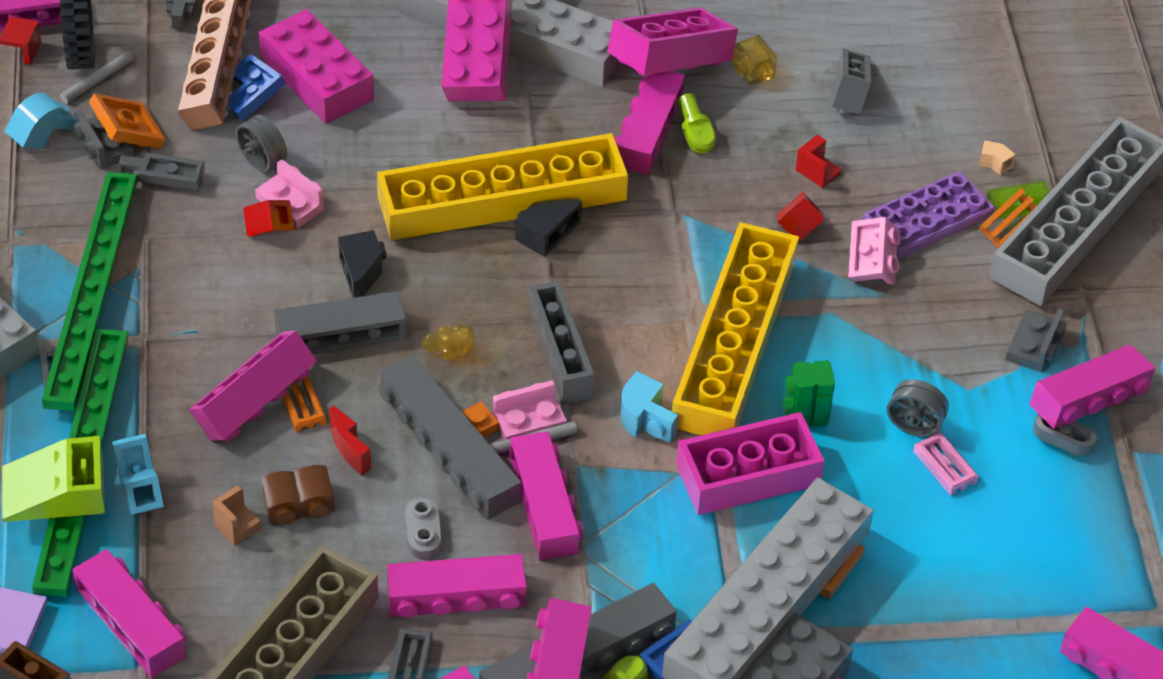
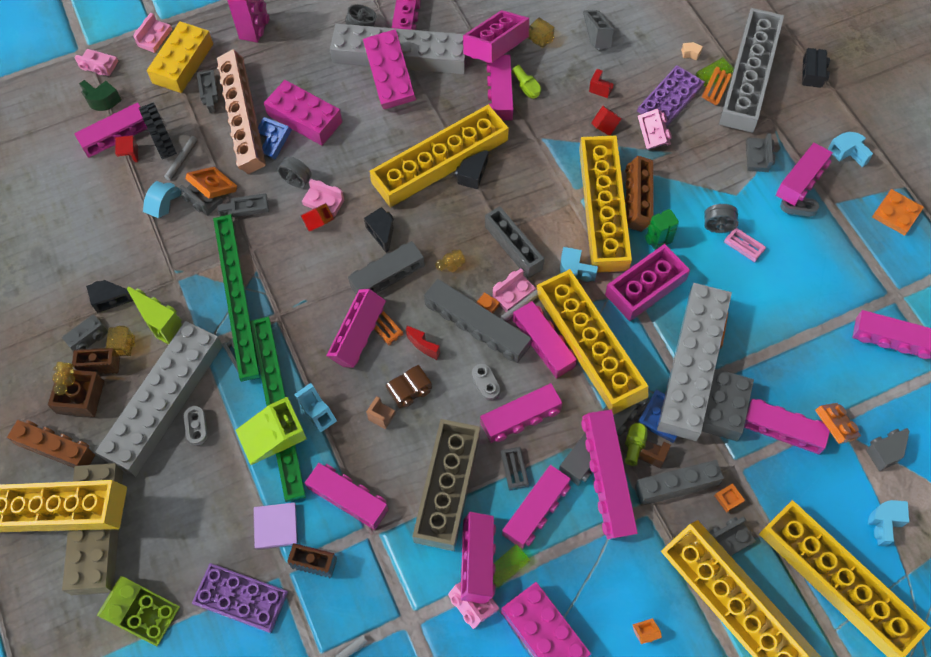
camera: 15 degrees left, 15 degrees up
(613, 514) = (592, 342): none -> yellow brick
(800, 332) = (639, 193): none -> dark orange brick

